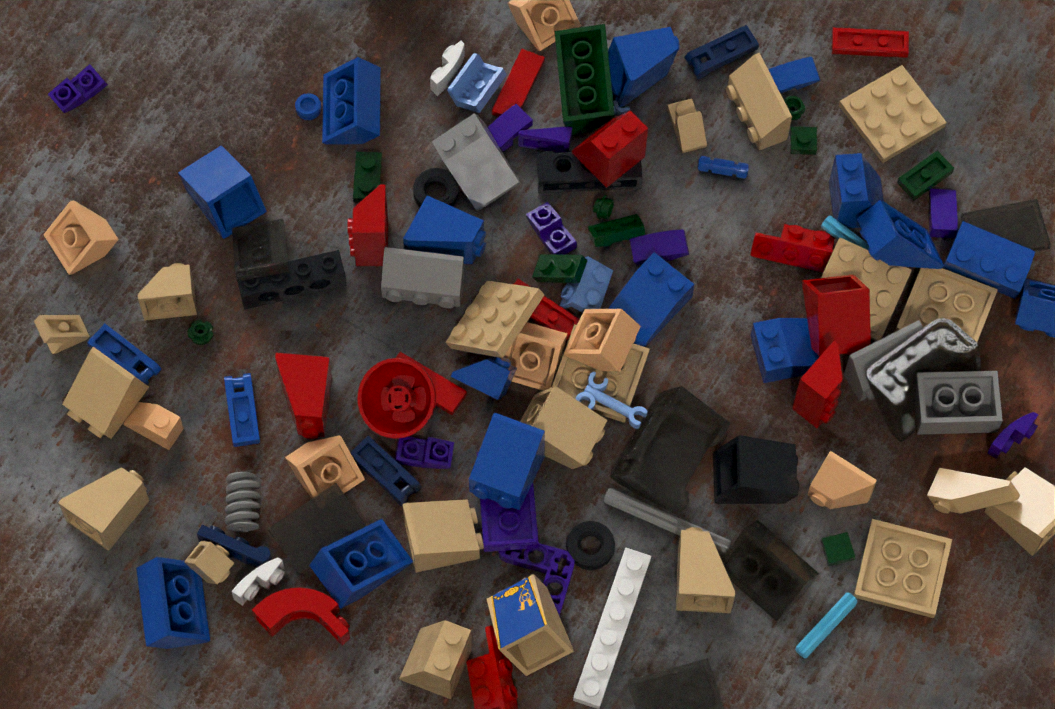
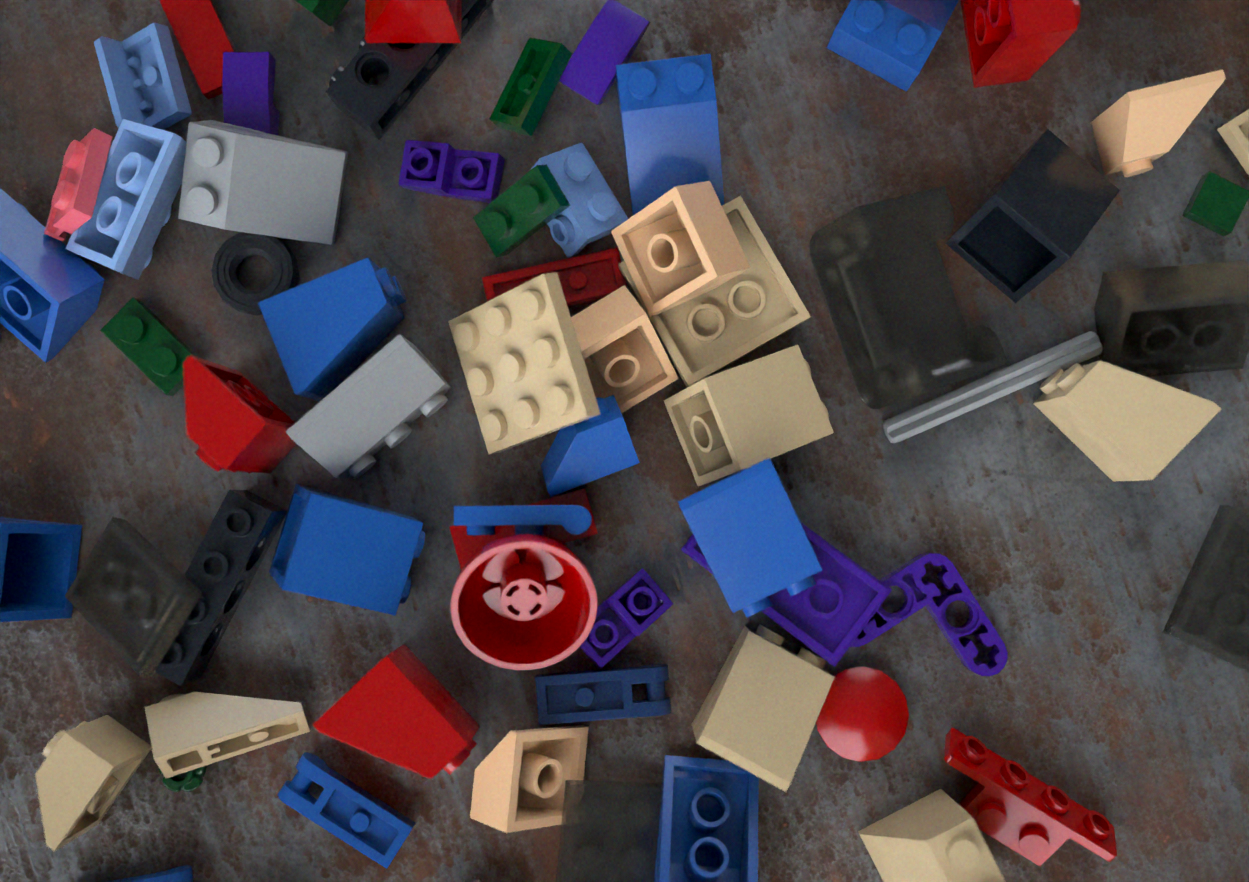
camera: 45 degrees left, 20 degrees up
(234, 329) = (212, 727): none -> tan slope
(354, 318) = (346, 551): none -> blue slope
(410, 94) = (78, 184): none -> coral plate
(422, 118) = (133, 198): none -> light blue slope
(440, 379) = (527, 519): none -> blue plate
(451, 63) = (81, 83): white slope -> none
(472, 584) = (863, 714): none -> red dish
(528, 625) = (989, 704): slope -> none
(546, 139) = (315, 57): dark purple slope -> none
(595, 392) = (742, 329): light blue bar -> none
(597, 530) = (968, 515): black tyre -> none
(603, 207) = (480, 73): dark green plate -> none
(612, 628) = (1073, 586): white plate -> none

